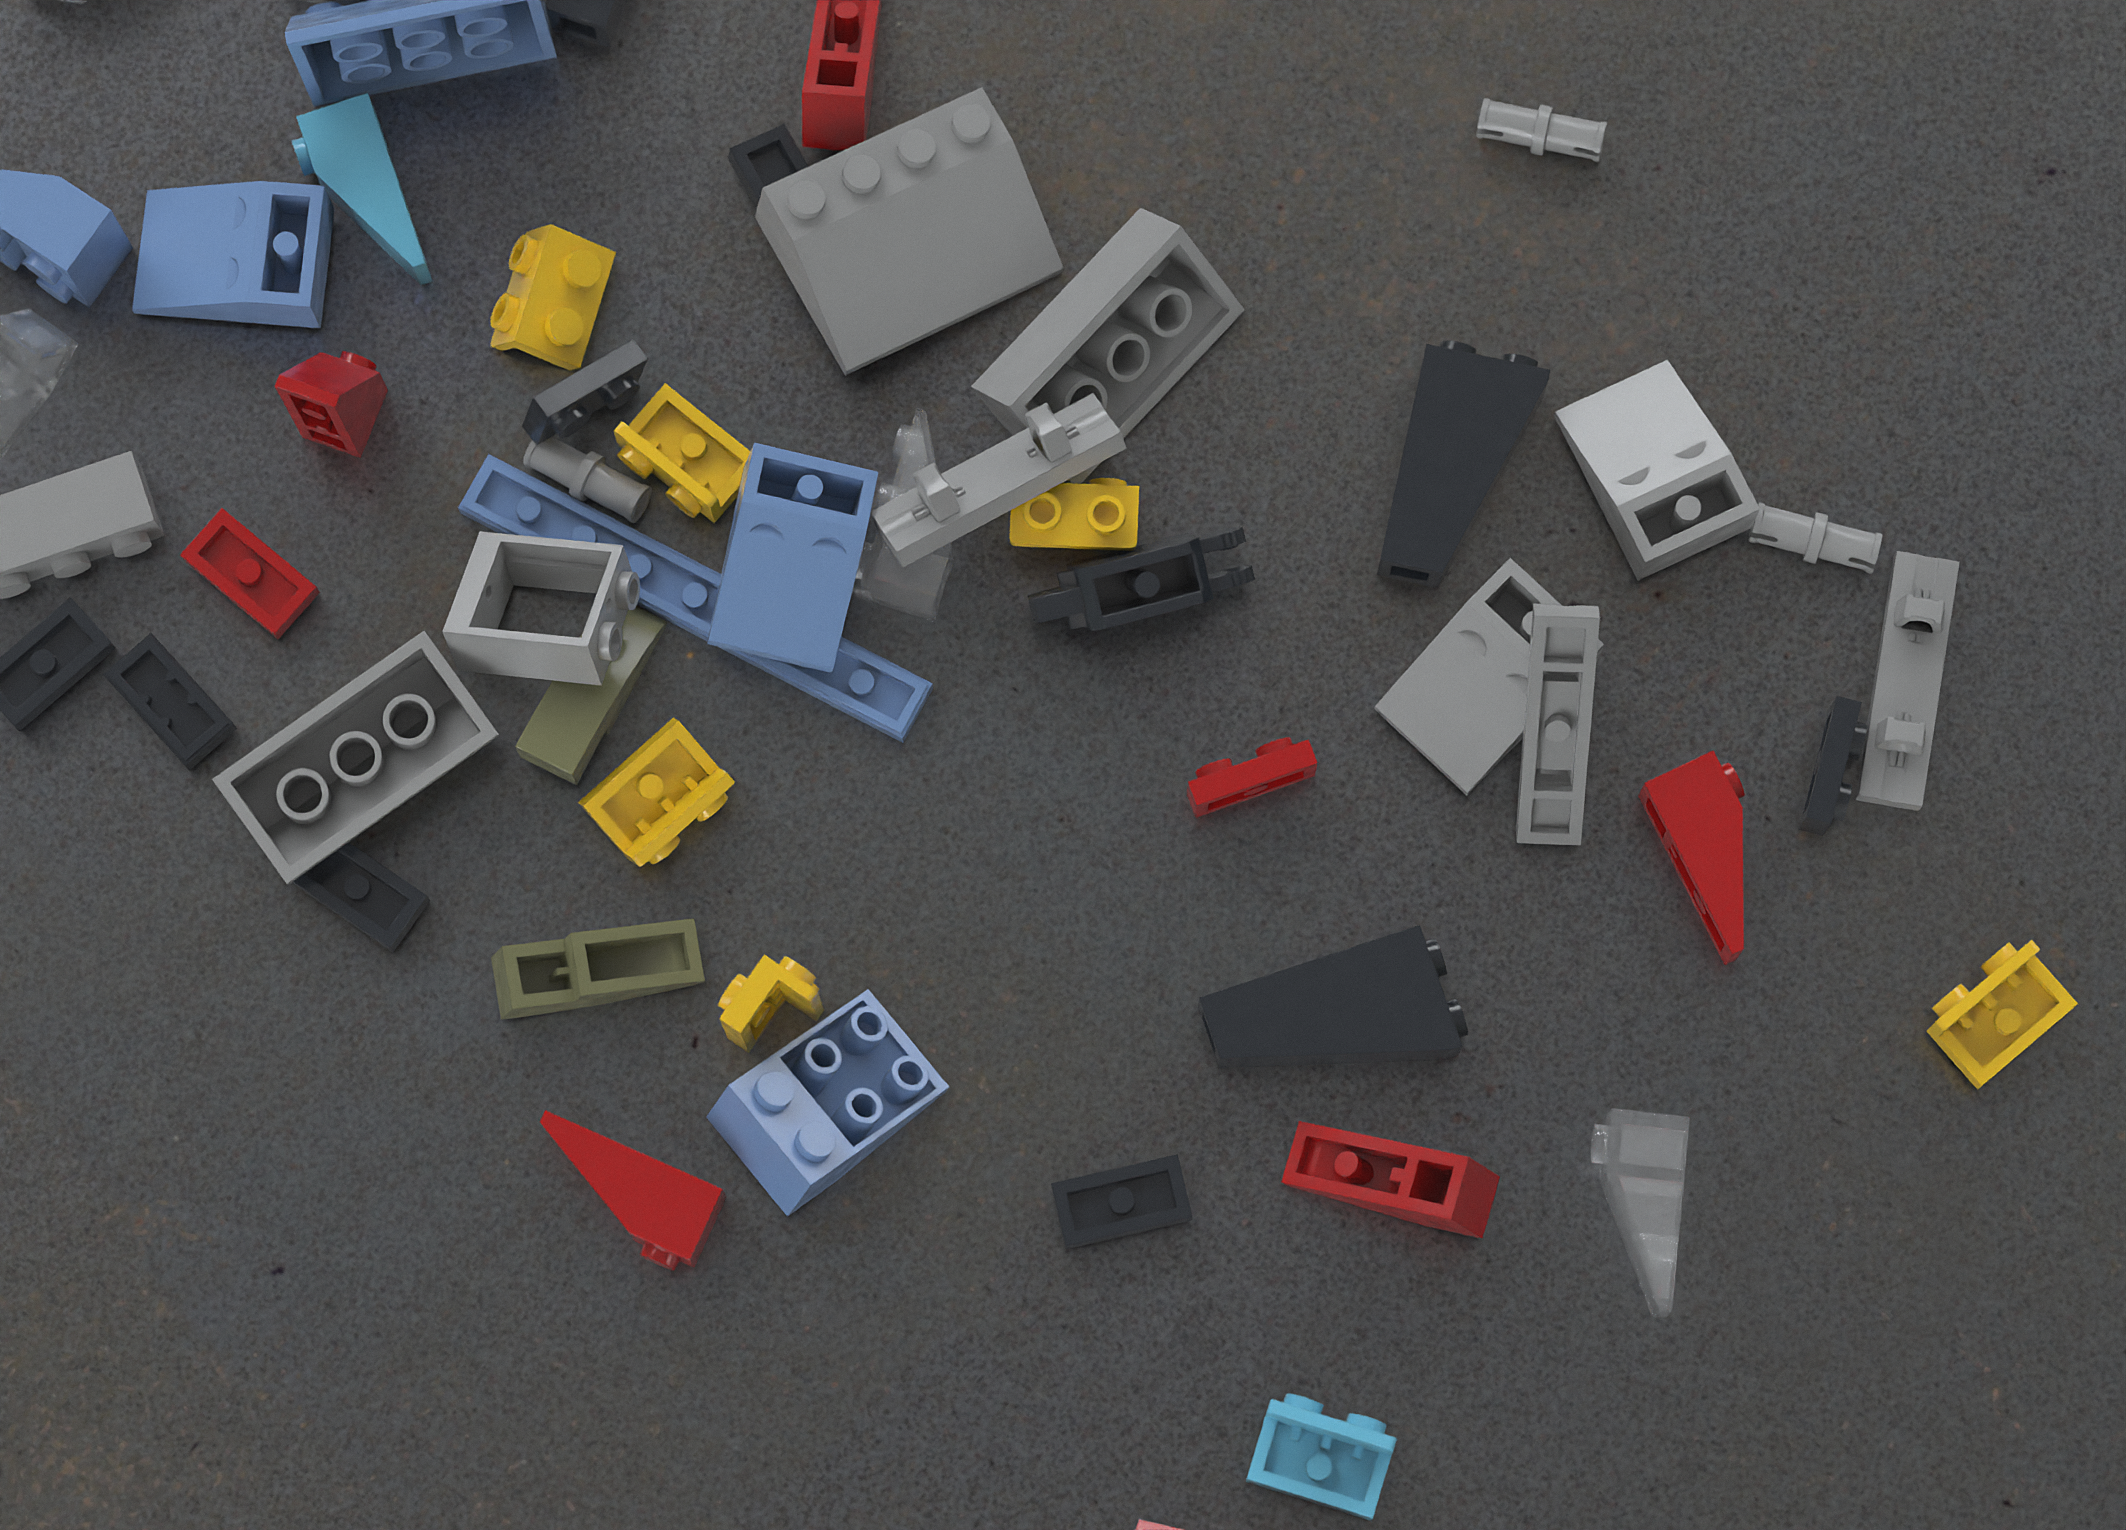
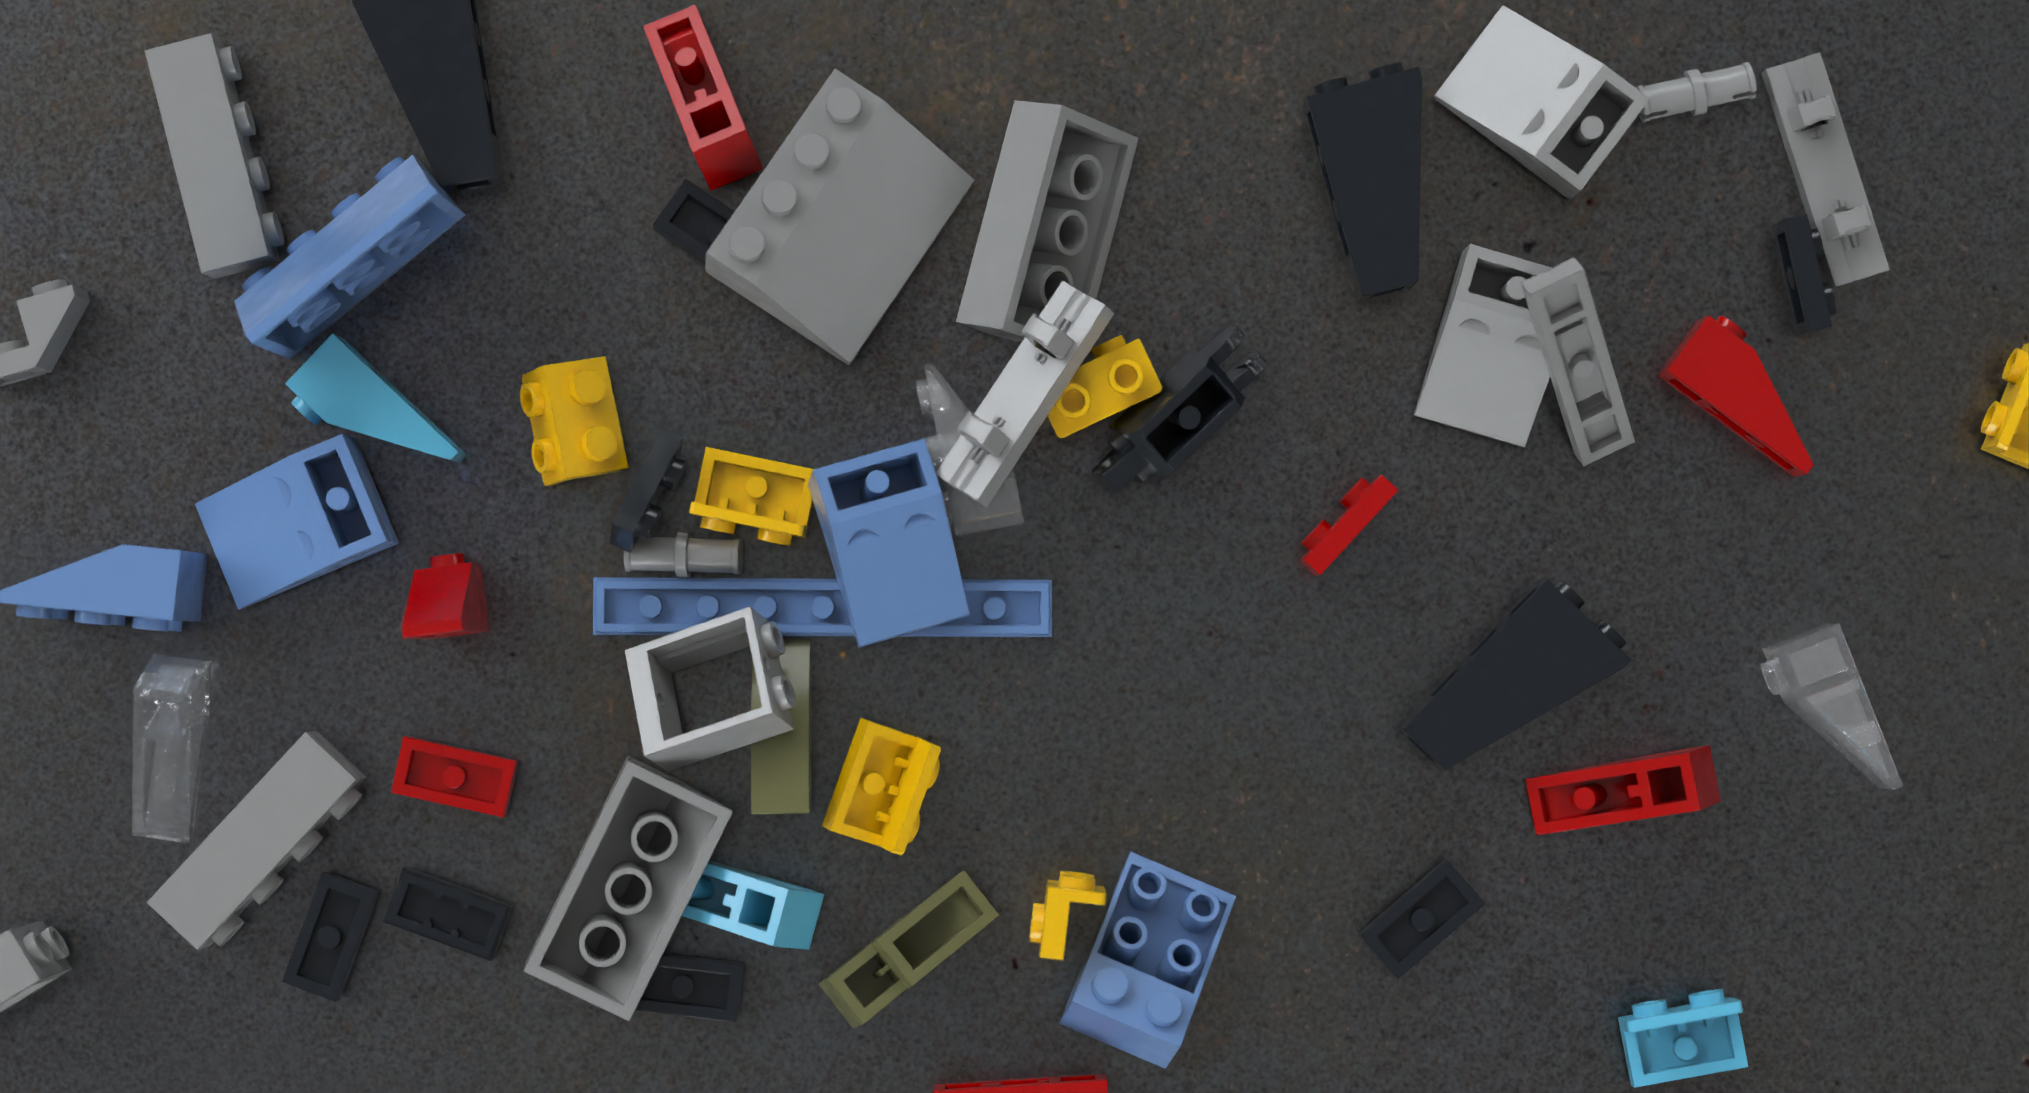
camera: 25 degrees left, 10 degrees up
(469, 843) = (755, 906): none -> medium azure slope

